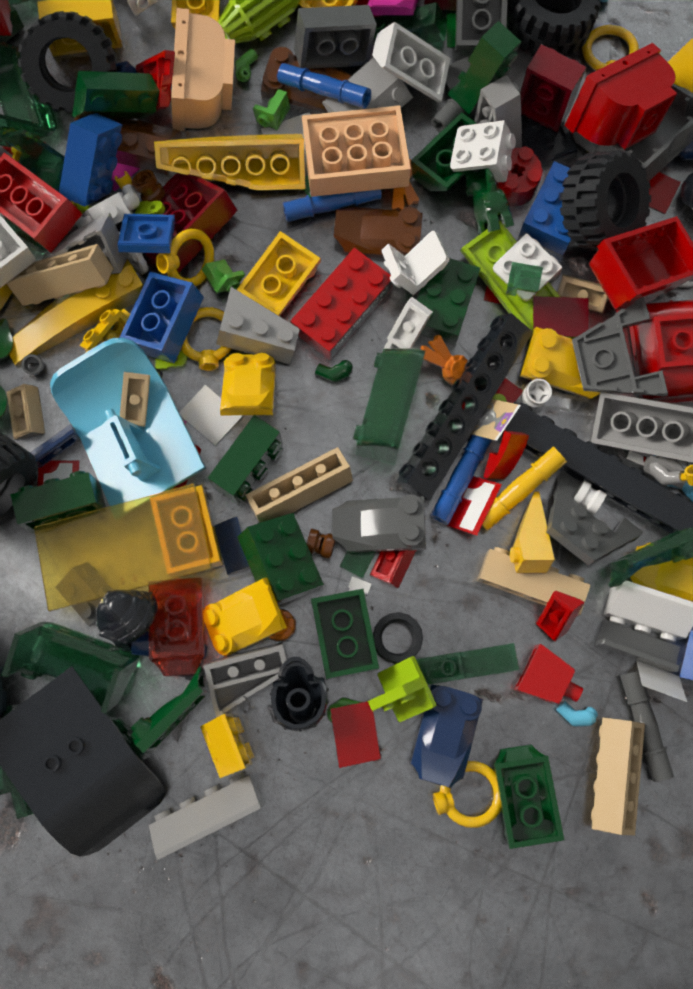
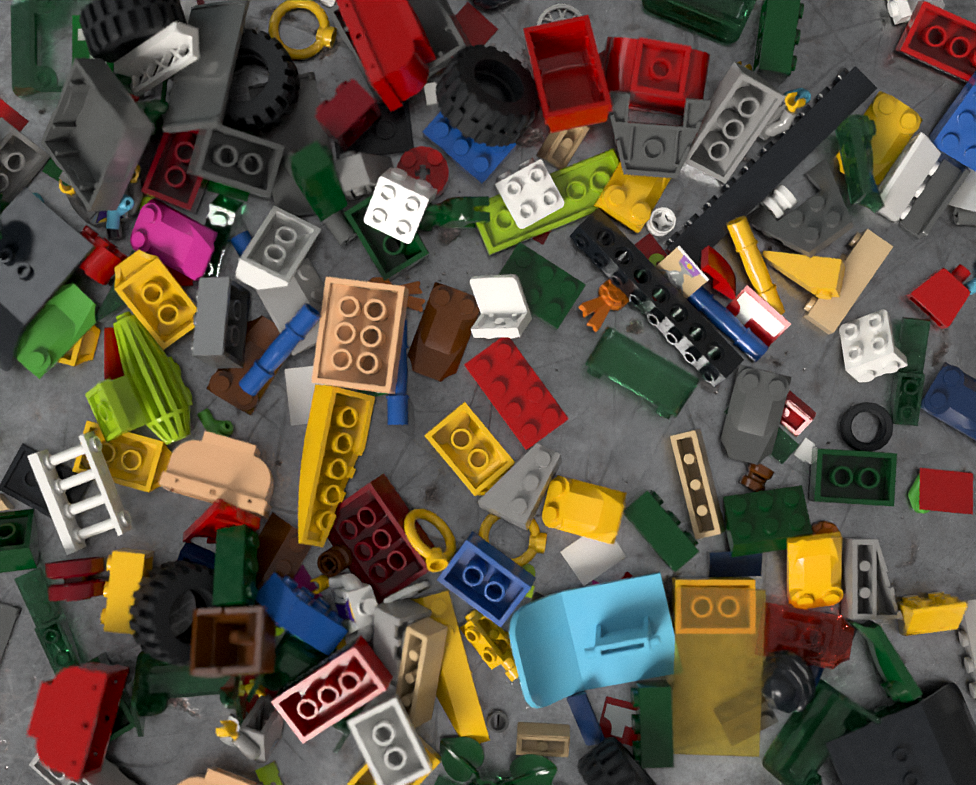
camera: 80 degrees left, 10 degrees up
(46, 96) = (232, 642): none -> reddish brown piece
(135, 397) = (568, 626): tan slope -> none
(146, 233) = (401, 573): blue tile -> none
(153, 207) = (360, 568): lime piece -> none
(222, 276) = (452, 506): bright green bracket -> none
(275, 111) = (279, 404): bright green bracket -> none
(299, 696) = (905, 536): black head -> none
(335, 373) = (585, 416): dark green arm -> none
(404, 690) = (921, 435): lime bracket -> none
(408, 325) = (567, 334): white hinge -> none
(473, 617) = (870, 347): none -> white bracket
(523, 278) = (551, 204): clear green panel -> none
(559, 614) = (888, 267): red slope -> none
(562, 314) = (586, 172): dark red sticker -> none

